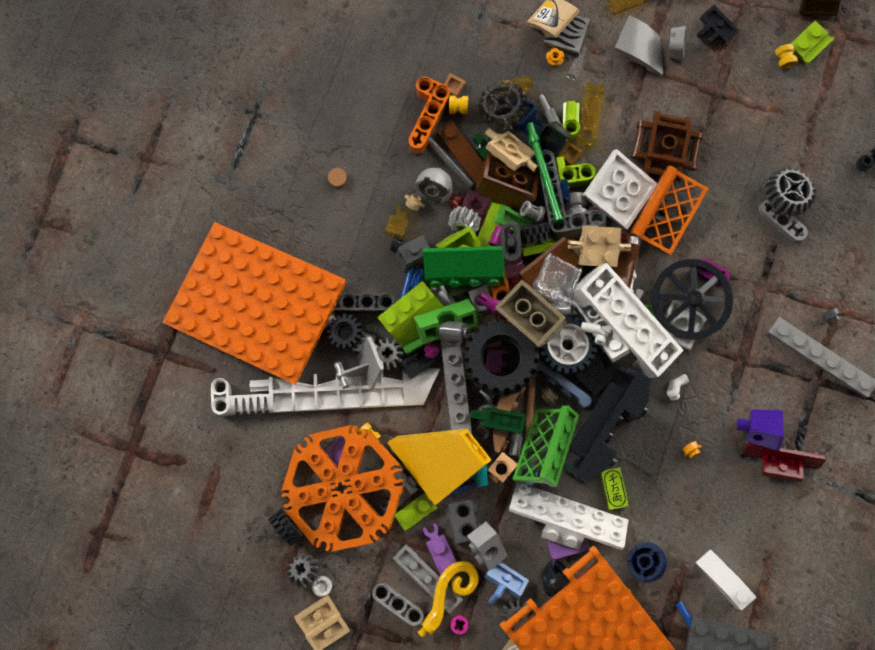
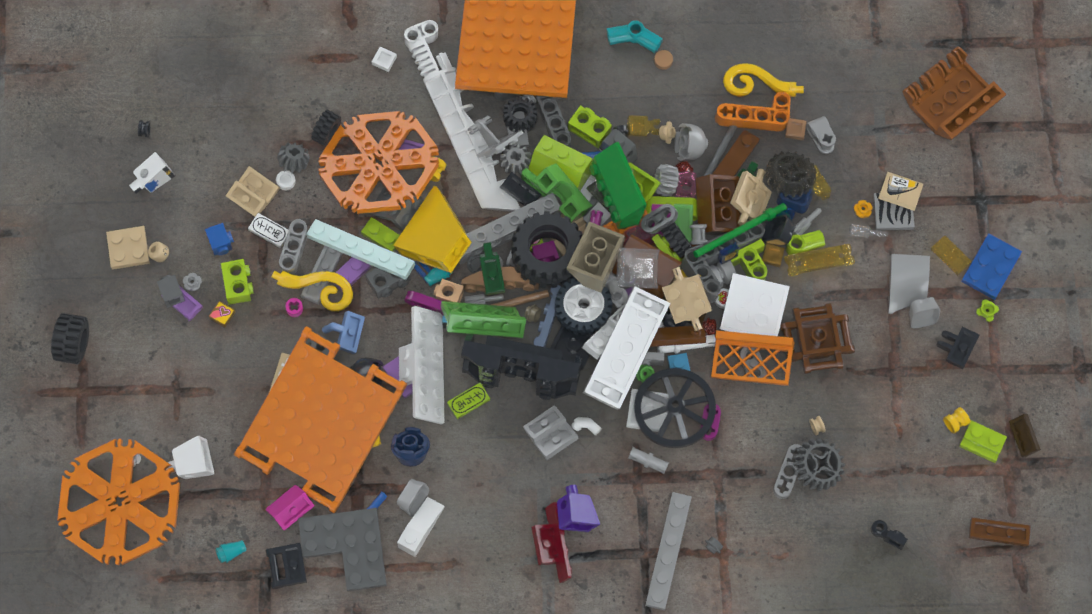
camera: 65 degrees right, 10 degrees down
(232, 442) = (384, 59): none -> white plate
(298, 203) = (645, 37): none -> teal piece
(369, 621) = (268, 230): none -> white tile
(384, 275) = (586, 130): none -> lime brick
(408, 82) = (775, 84): none -> yellow plant
(427, 538) = (360, 249): none -> light aqua plate
(432, 349) = (533, 193): magenta plate -> none
(454, 331) = (555, 199): dark grey brick -> none
(459, 105) = (777, 138): yellow wheel -> none
(466, 63) = (821, 134): none -> light grey piece
(486, 546) = (372, 300): light grey brick -> none
(502, 494) = (423, 301): none -> magenta beam
(597, 331) = (605, 321): white arm -> none
(645, 279) = (679, 361): none -> dark azure plate
(672, 422) = (550, 432): none -> light grey slope
(692, 450) = (531, 456): light orange plate -> none
(696, 578) = (413, 497): none -> light grey piece
(731, 342) = (648, 460): none -> light grey pin
(749, 178) = (817, 425): none -> tan bush

